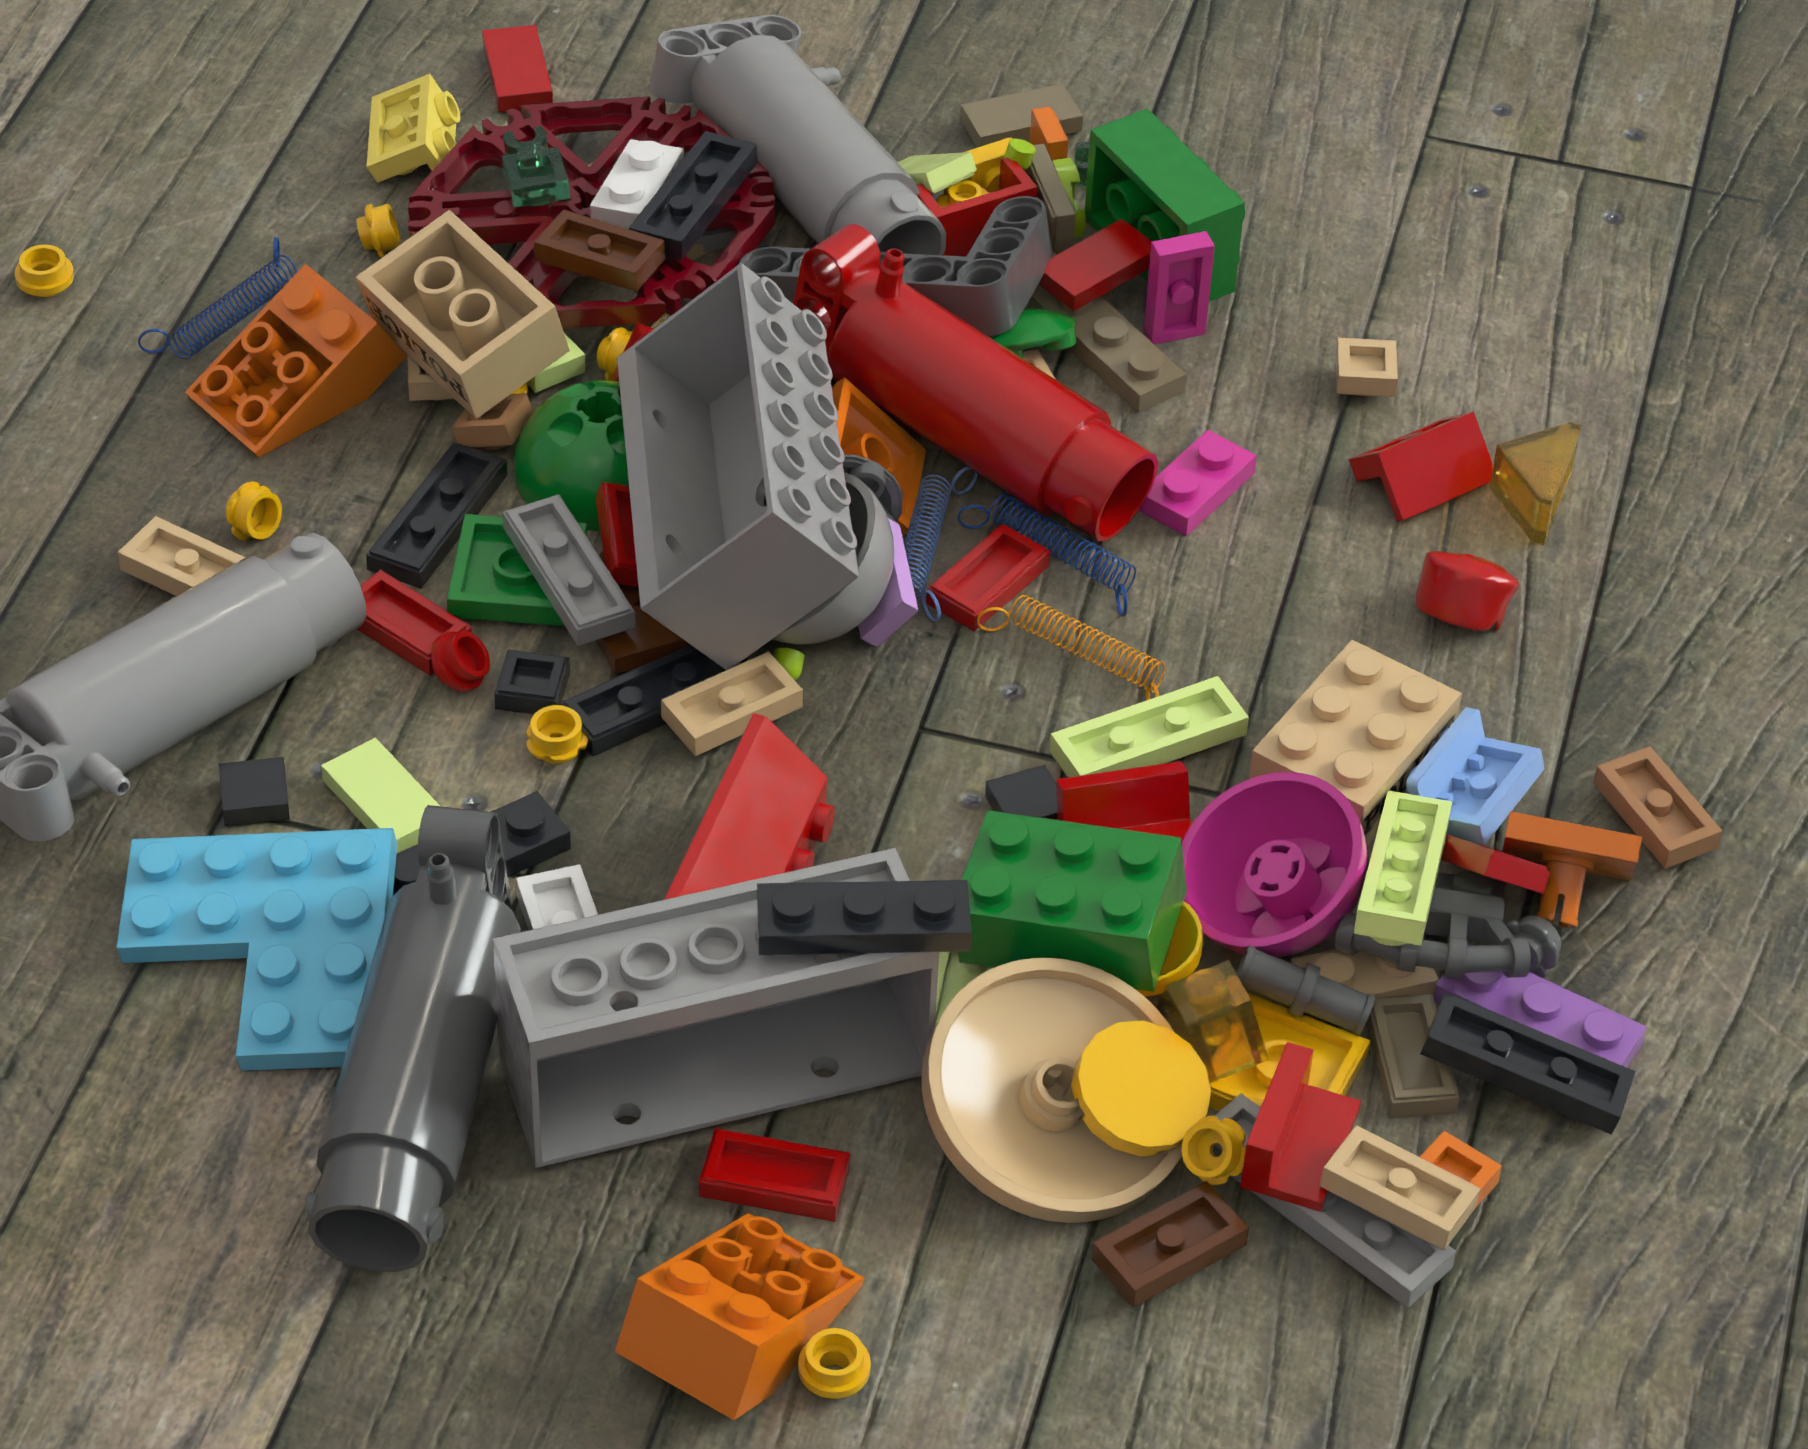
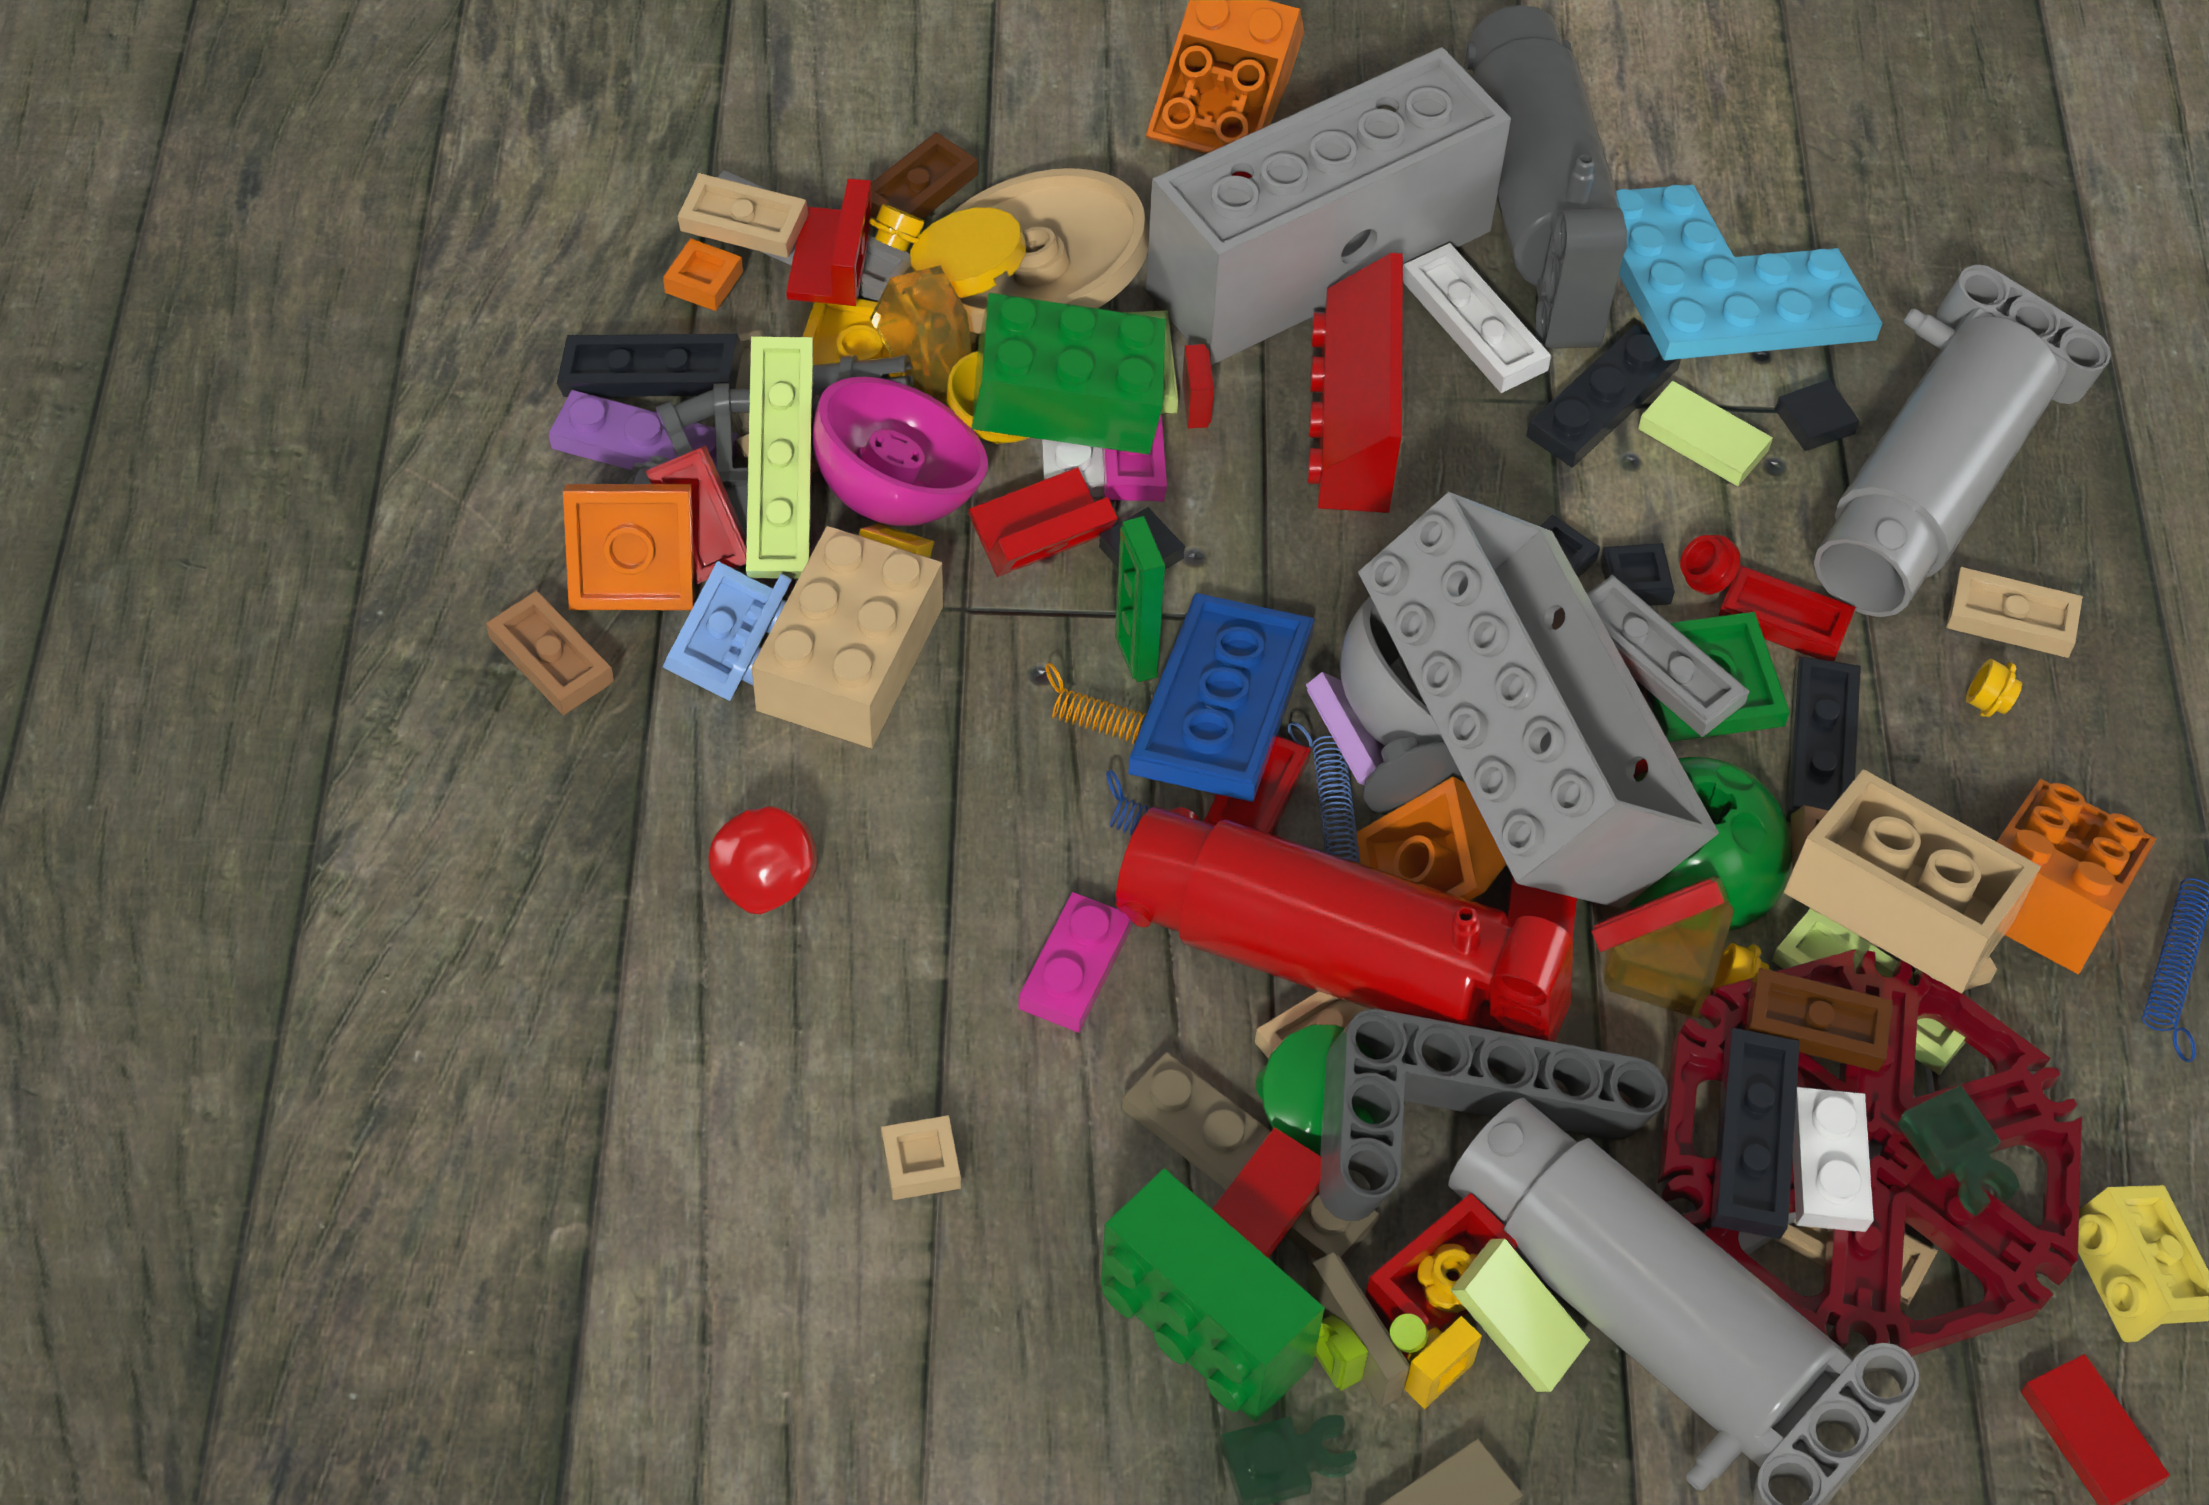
camera: 165 degrees right, 10 degrees up
(379, 229) = (2097, 1095): yellow plate -> none
(555, 734) = (1590, 504): yellow plate -> none
(836, 1348) = (1144, 61): yellow plate -> none
(863, 917) = (1220, 175): black plate -> none
(997, 630) = (1222, 697): none -> blue tile
(1047, 130) = (1387, 1432): orange tile -> none
(1068, 647) = (1139, 599): none -> green tile
(1152, 731) = (1042, 629): yellowish green plate -> none
(1178, 287) = (1164, 1145): dark pink plate -> none
(1428, 464) = (837, 1035): red panel -> none
(1533, 476) = (705, 1030): clear yellow slope -> none

